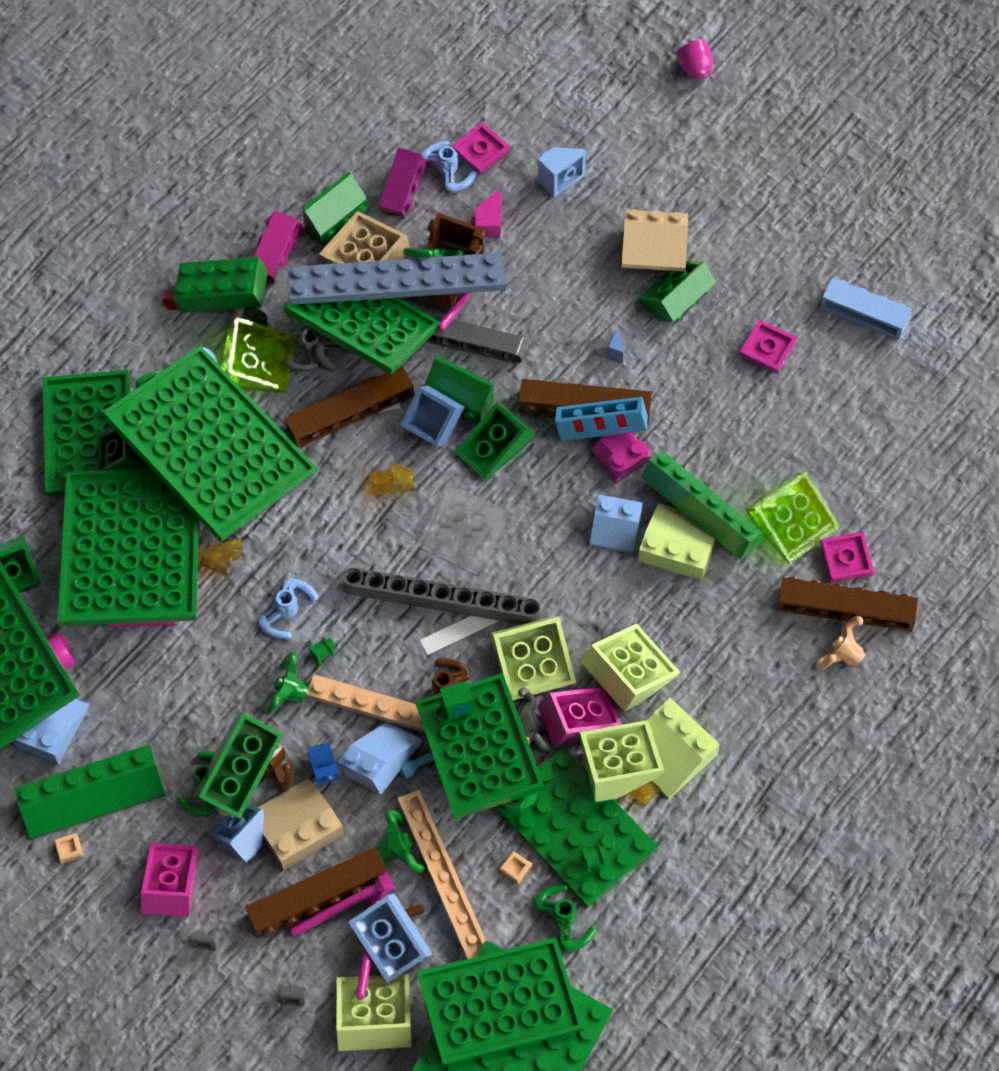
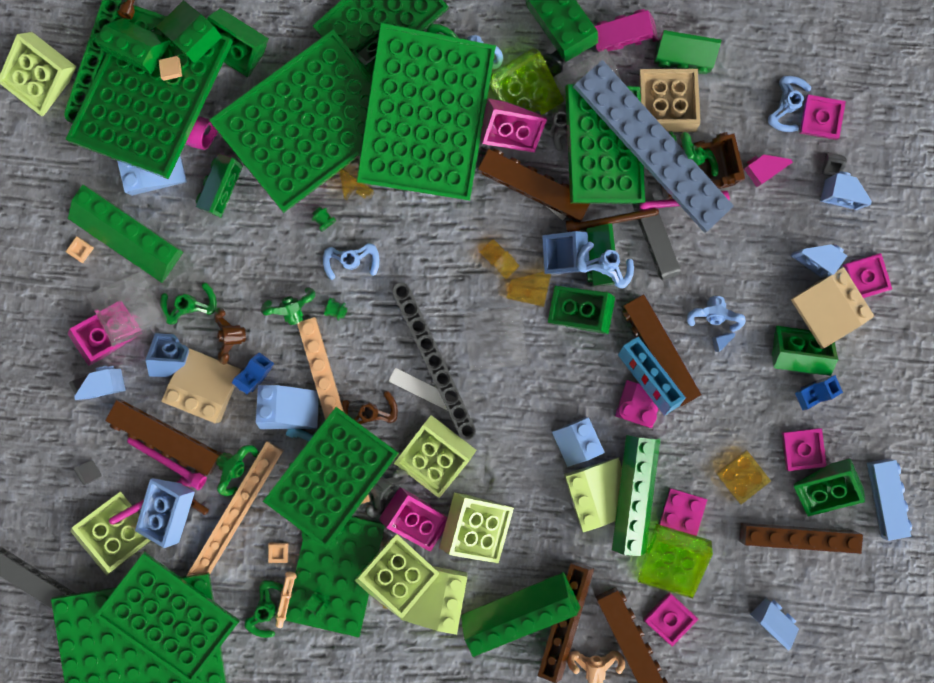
camera: 55 degrees right, 25 degrees up
(118, 671) = (219, 185): none -> green slope
(166, 835) = (127, 309): none -> clear slope
(220, 907) = (101, 383): none -> light blue slope
(228, 603) = (323, 218): none -> green brick
(238, 764) = (199, 325): green brick -> none
(281, 386) = (511, 126): none -> dark pink slope
(402, 182) = (747, 83): magenta wedge -> none
(438, 352) = (577, 226): none -> reddish brown piece
(440, 473) = (530, 289): none -> clear yellow wing
(456, 700) = (350, 439): green brick -> none
(469, 380) = (606, 264): none -> light blue piece
(528, 166) = (833, 164): none -> dark grey slope
(566, 886) = (285, 597): none -> light nougat piece
(588, 334) = (717, 313): none -> light blue piece
(603, 223) = (821, 259): none -> light blue slope
(651, 197) = (869, 275): none -> dark pink tile
(723, 299) = (818, 391): none -> blue brick
(740, 674) = (519, 614): none -> green slope
(750, 480) = (682, 511): none -> dark pink plate
(756, 411) = (743, 477): none -> clear yellow plate
(780, 643) = (563, 633): none -> reddish brown brick
(820, 346) = (830, 488): none -> green slope
(848, 399) = (801, 538): none -> reddish brown brick
(913, 469) = (776, 623): none -> light blue slope

